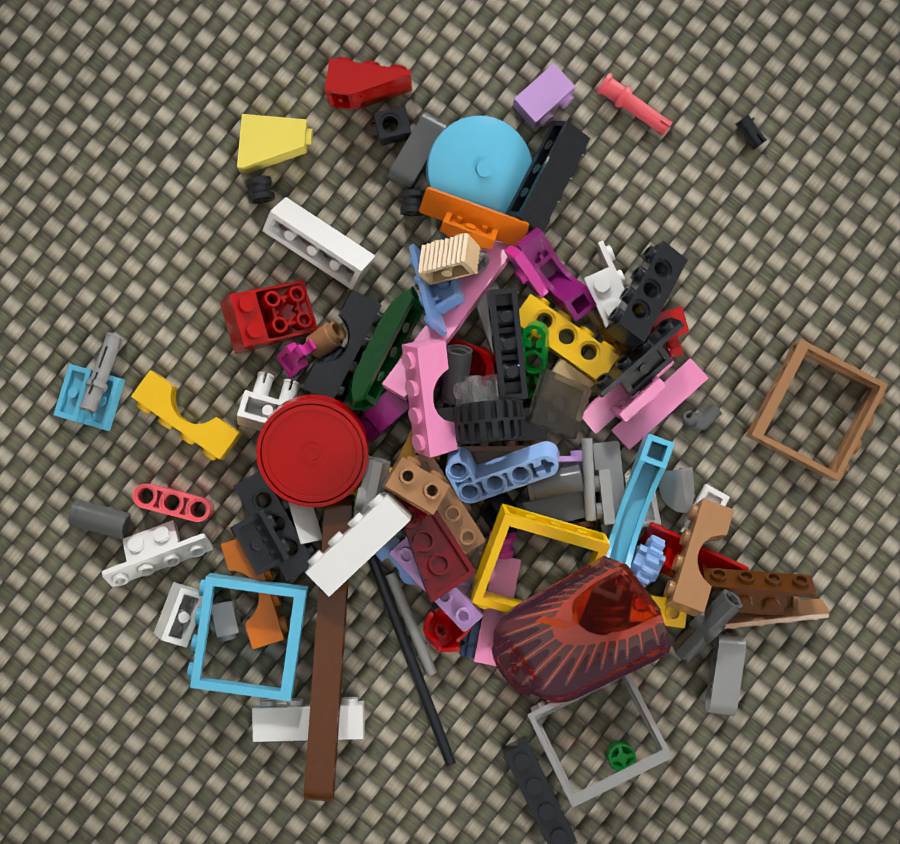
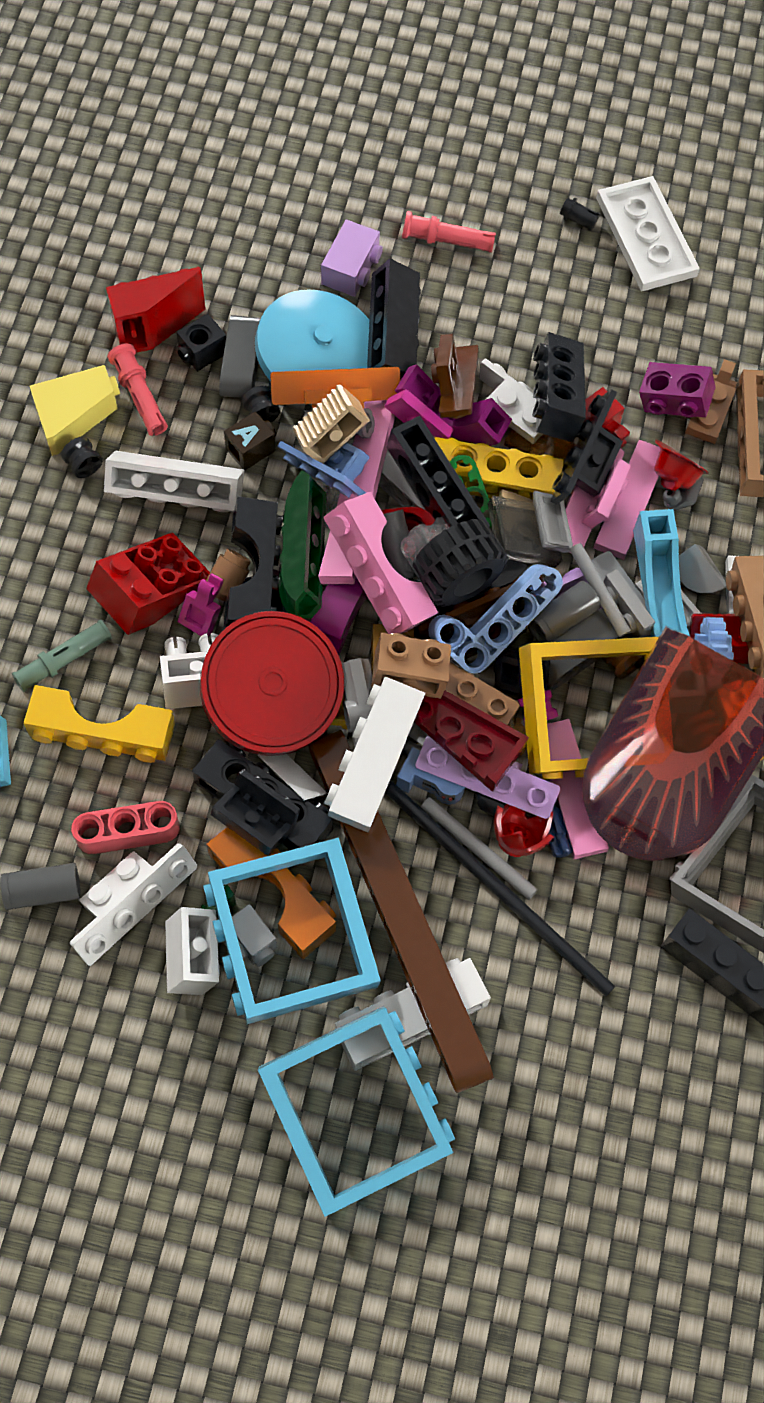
camera: 25 degrees left, 20 degrees down
(170, 351) = (49, 663): none -> sand green pin
(199, 815) = (297, 1135): none -> medium azure window
(327, 134) = (133, 378): none -> coral pin
(392, 230) = (250, 440): none -> dark brown brick
(570, 250) = (456, 373): none -> reddish brown bracket
(582, 407) = (552, 523): none -> light grey tile
(705, 397) = (676, 469): none -> red piece
(745, 328) = (677, 389): none -> magenta brick
(766, 351) = (709, 427): none -> medium nougat hinge
(796, 174) = (647, 233): none -> white plate

